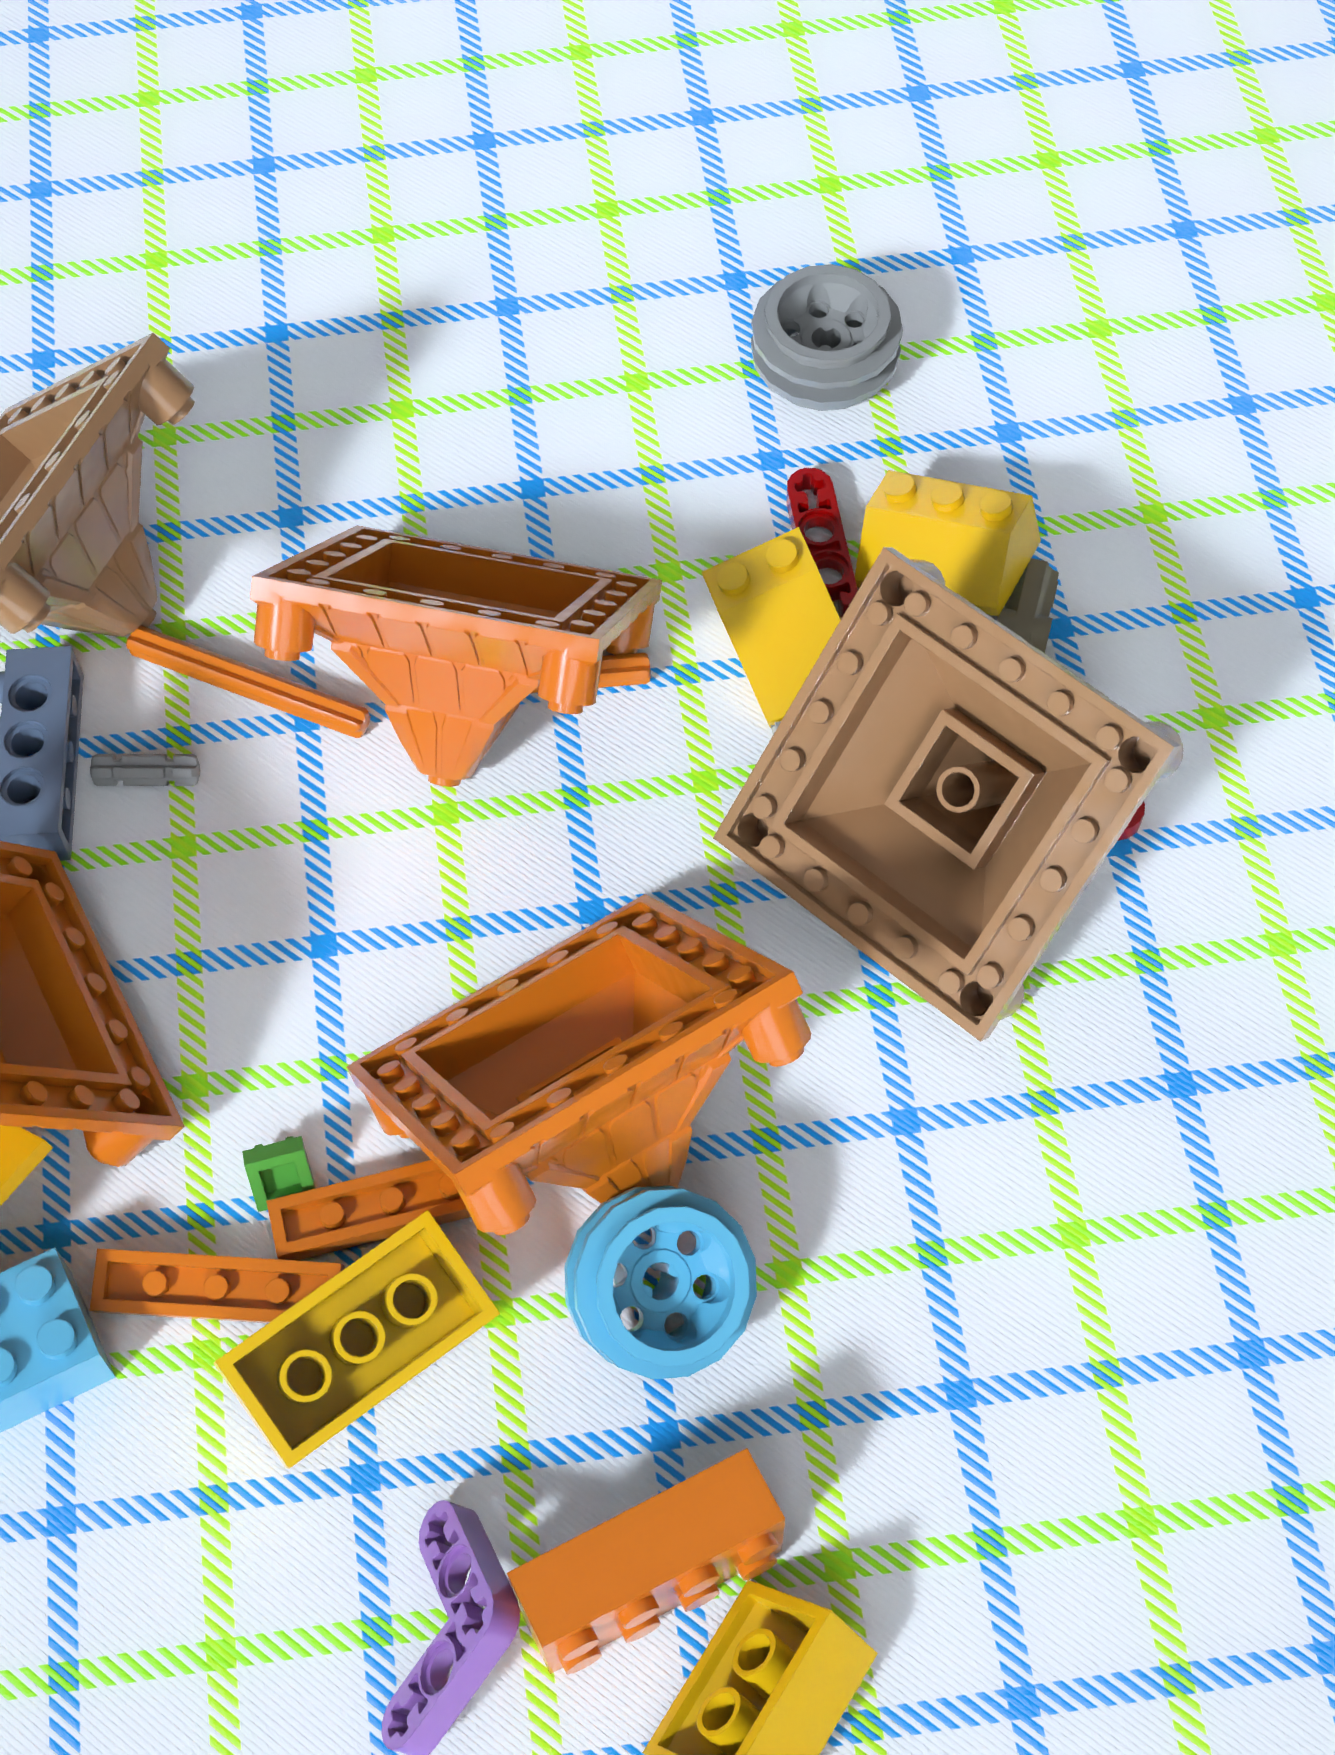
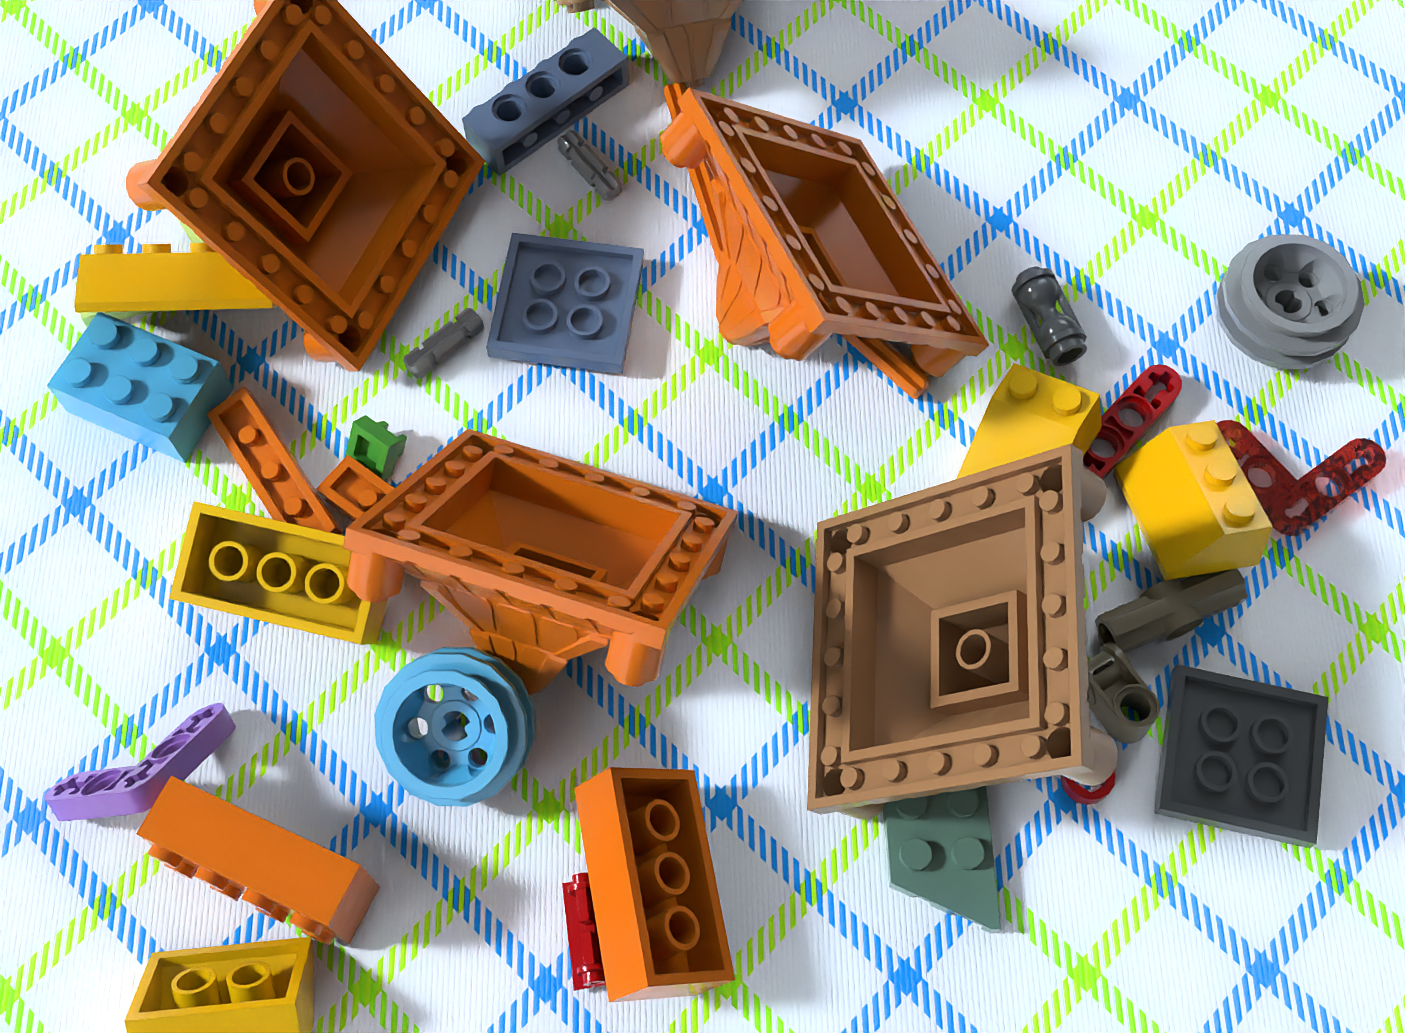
camera: 50 degrees right, 5 degrees up
(217, 1033) = (443, 343): none -> light grey axle
(280, 893) = (566, 303): none -> sand blue plate
(694, 524) = (1059, 334): none -> dark grey piece
(945, 1310) = (582, 934): none -> red hinge
(950, 1215) = (652, 884): none -> orange brick
(990, 469) = (1288, 491): none -> clear red beam
(1101, 973) = (944, 853): none -> sand green wing
(1196, 675) = (1242, 756): none -> dark grey plate

